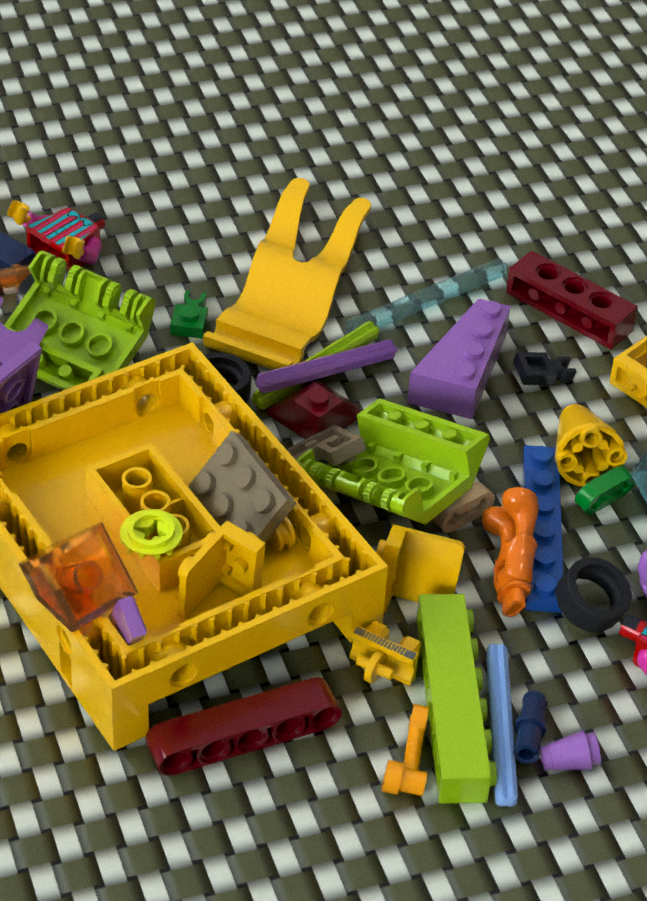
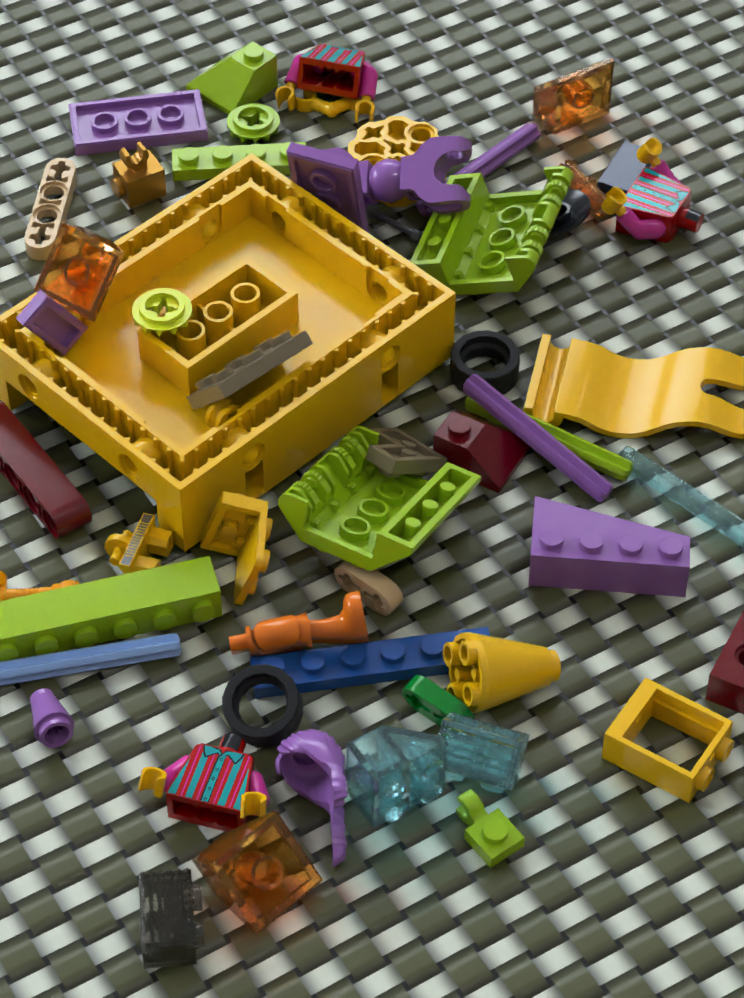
camera: 80 degrees right, 5 degrees up
(190, 318) = (589, 327): green plate -> none
(224, 557) = (140, 365): yellow bracket -> none
(530, 727) = (75, 679): dark blue pin -> none
(539, 369) = (624, 624): black plate -> none

